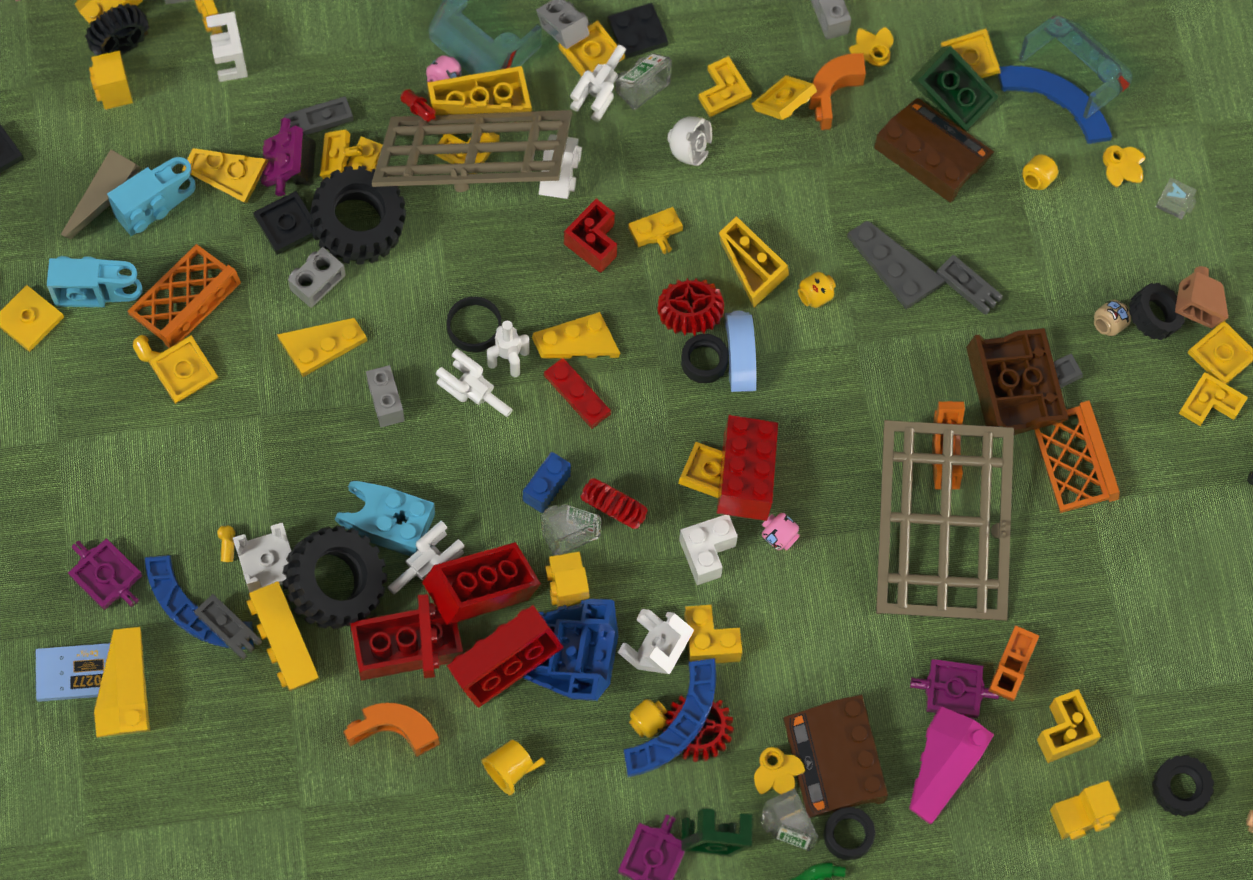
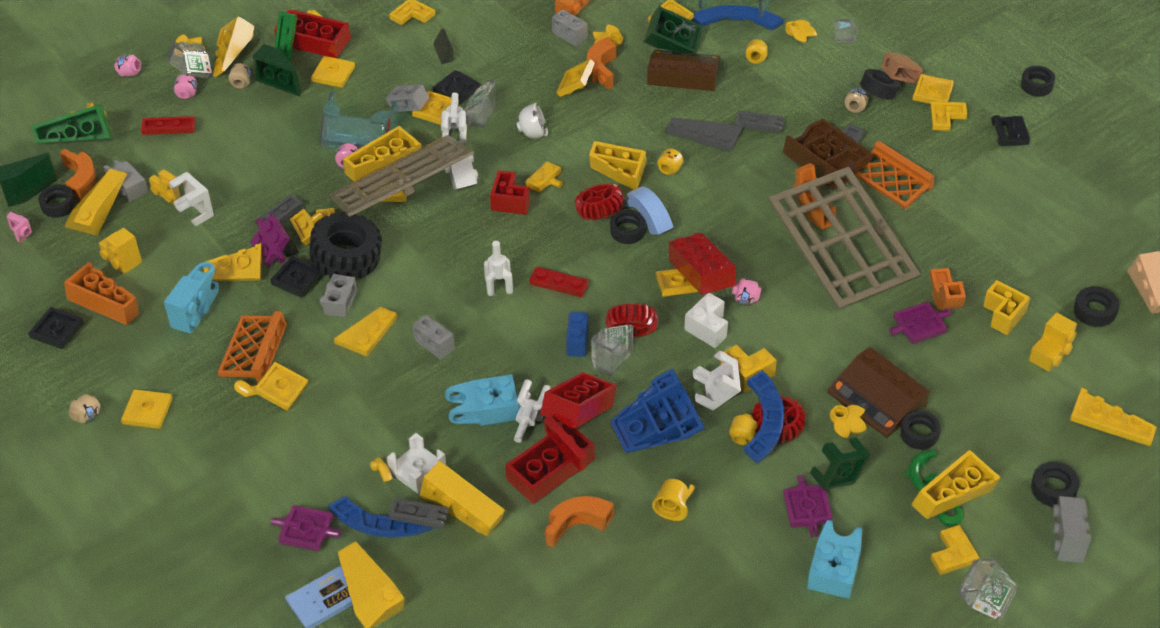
camera: 25 degrees left, 20 degrees down
(54, 126) = (96, 292): none -> orange wedge
(89, 282) = (182, 362): medium azure brick -> none
(111, 174) = (159, 290): dark tan wedge -> none
(117, 30) = (107, 218): black gear -> none
(363, 563) = (487, 429): black tyre -> none
(418, 105) = (343, 177): red axle -> none
(468, 302) = (463, 289): black tyre -> none
(471, 384) = (487, 304): white plant -> none
(505, 656) = (625, 433): red brick -> none
(568, 579) = (633, 376): yellow brick -> none
(578, 337) = (537, 251): yellow wing -> none
(729, 90) = (535, 90): yellow plate -> none
(789, 821) = (882, 436): clear slope -> none
(949, 756) = (949, 357): dark pink wedge -> none

